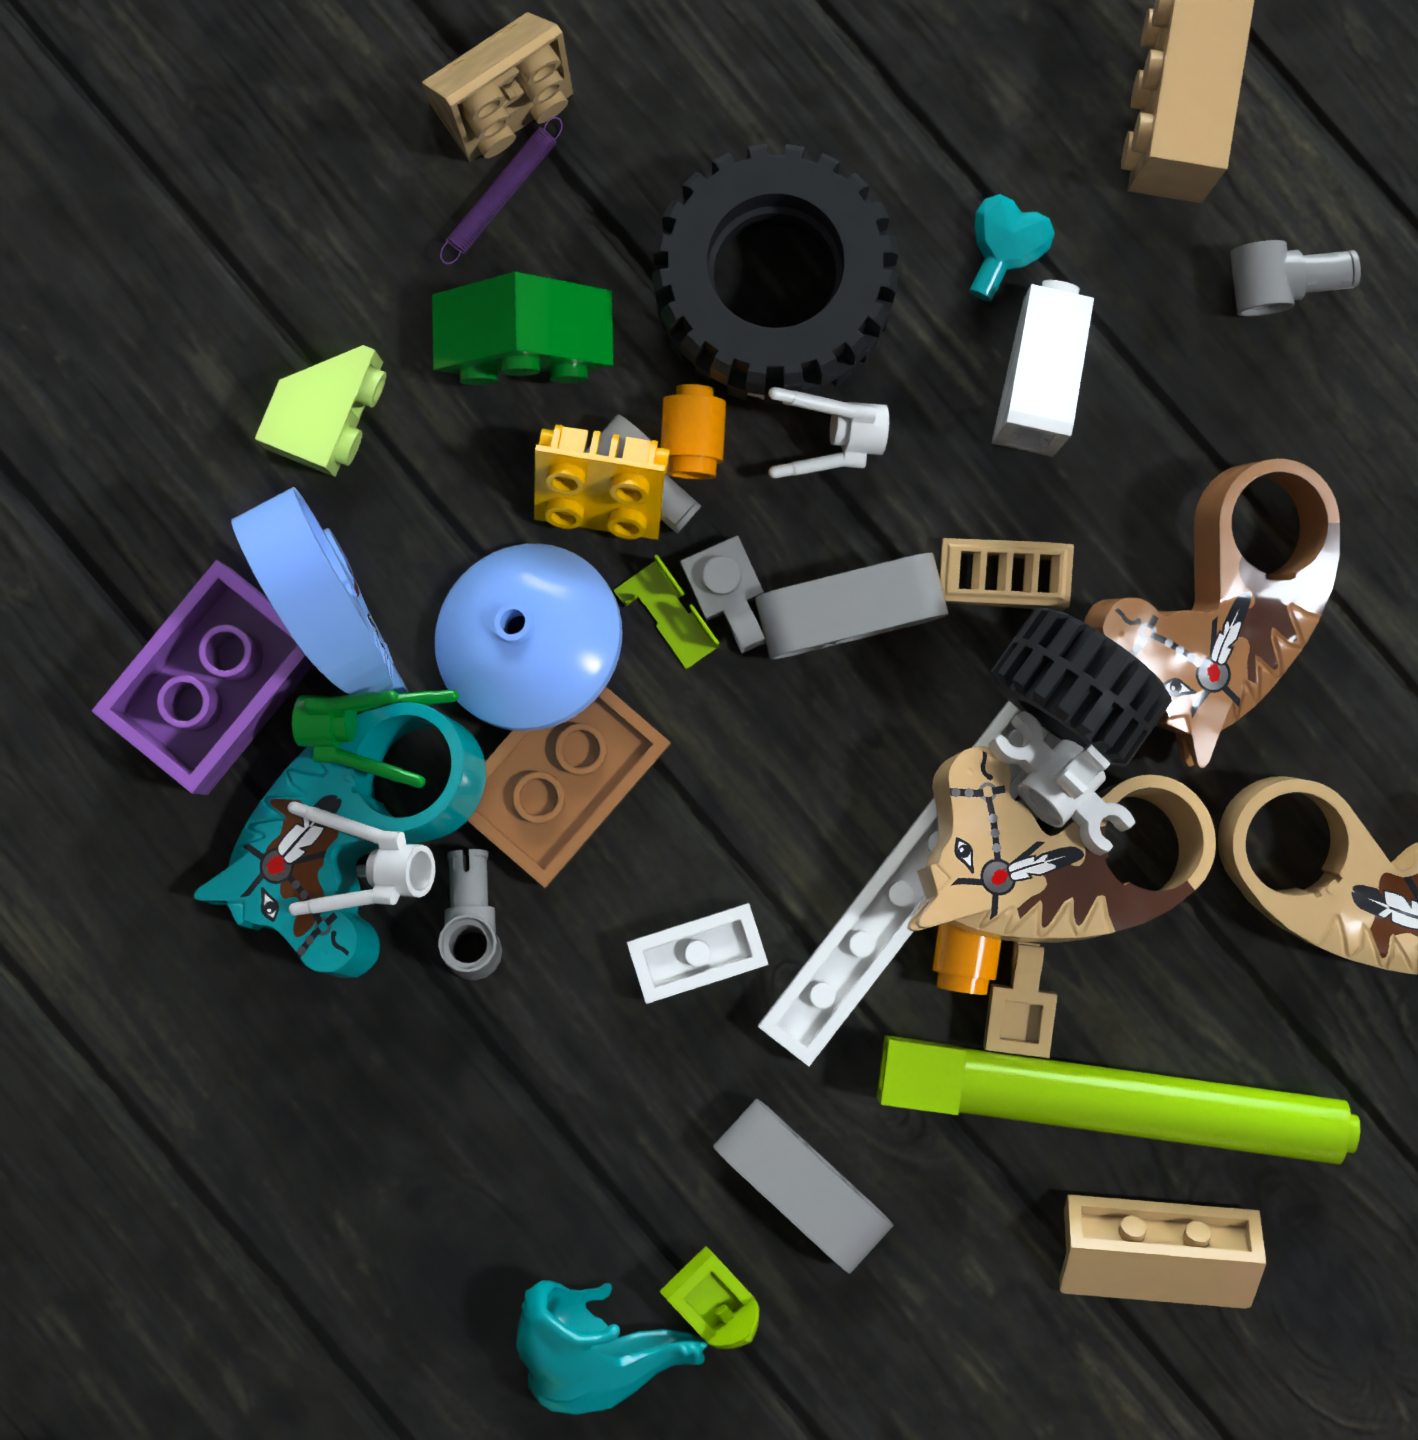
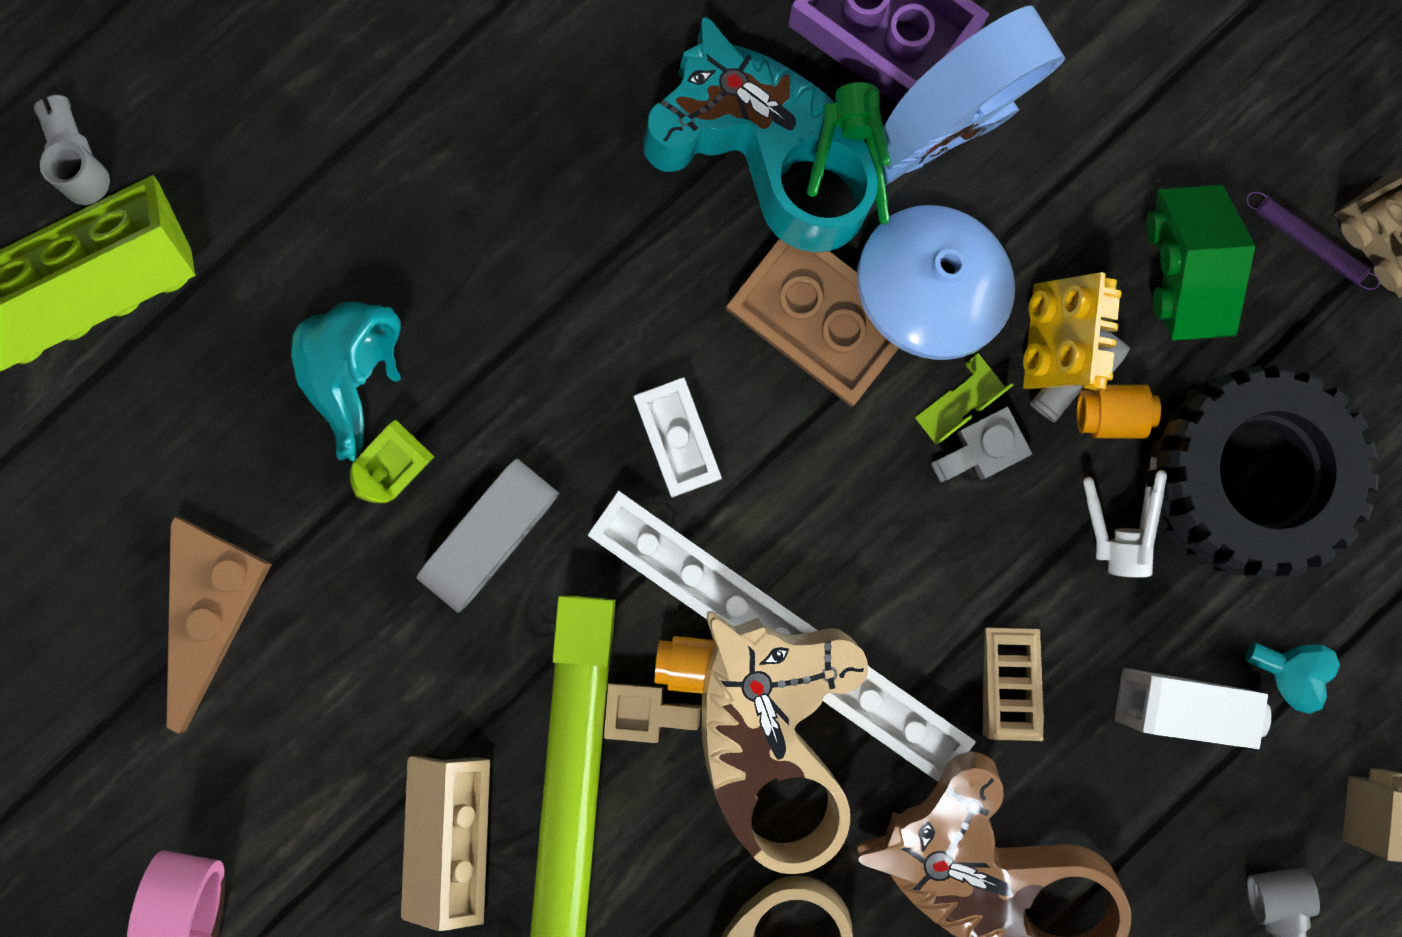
camera: 90 degrees right, 0 degrees up
(319, 408) = (1118, 97): yellowish green slope -> none
(391, 870) = (736, 172): white plant -> none
(469, 914) = (700, 246): light grey pin -> none
(851, 606) = (978, 553): light grey beam -> none
(1062, 783) = (840, 738): white pin -> none
(1081, 685) = (925, 750): black tyre -> none

